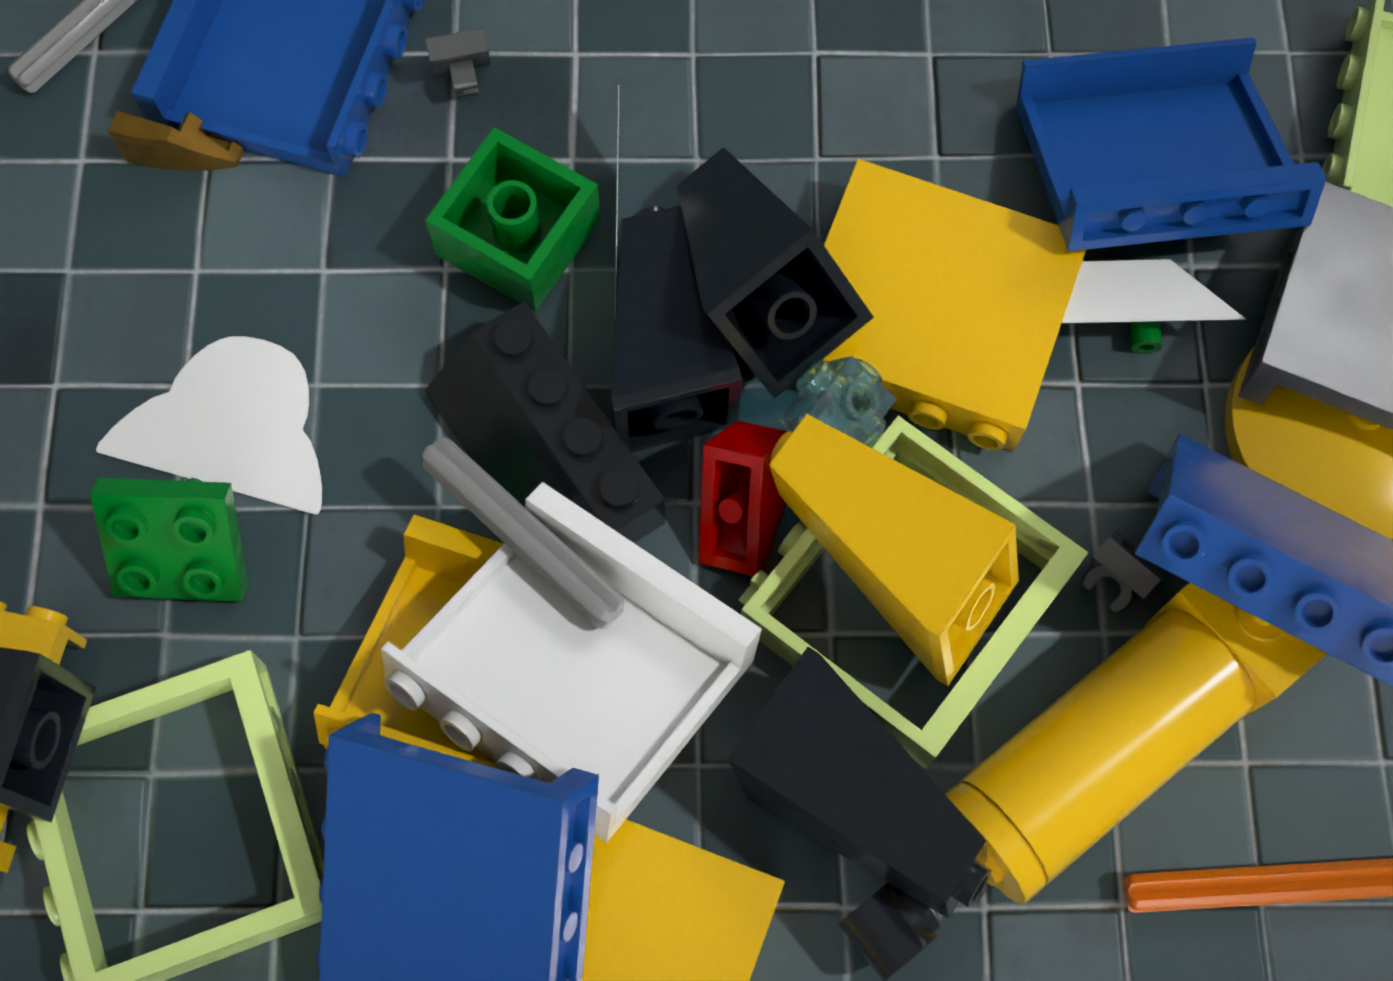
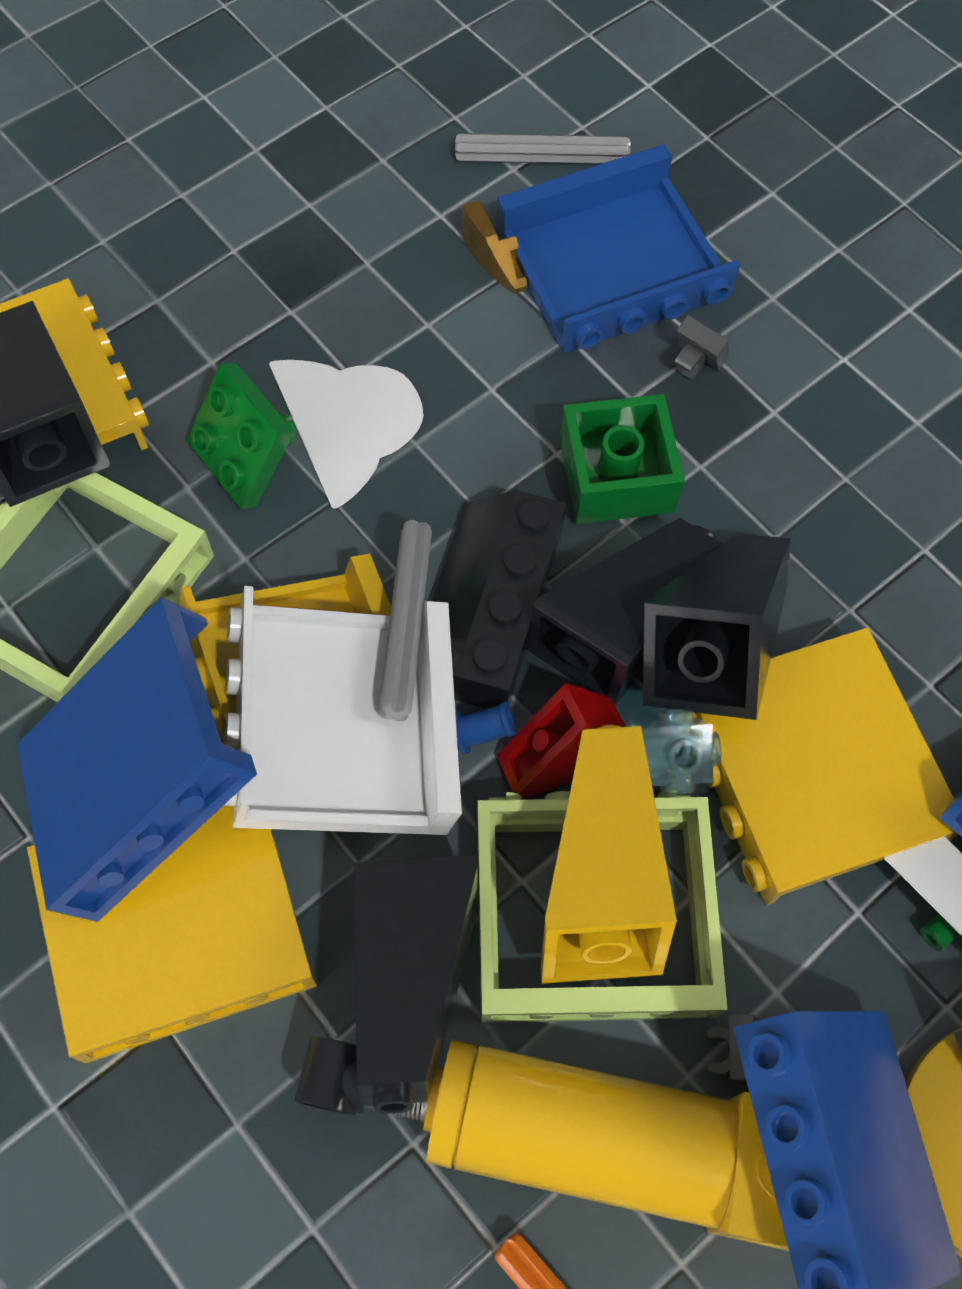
camera: 50 degrees right, 5 degrees down
(616, 204) = (710, 495): white sticker -> none
(672, 540) = (484, 726): none -> blue pin

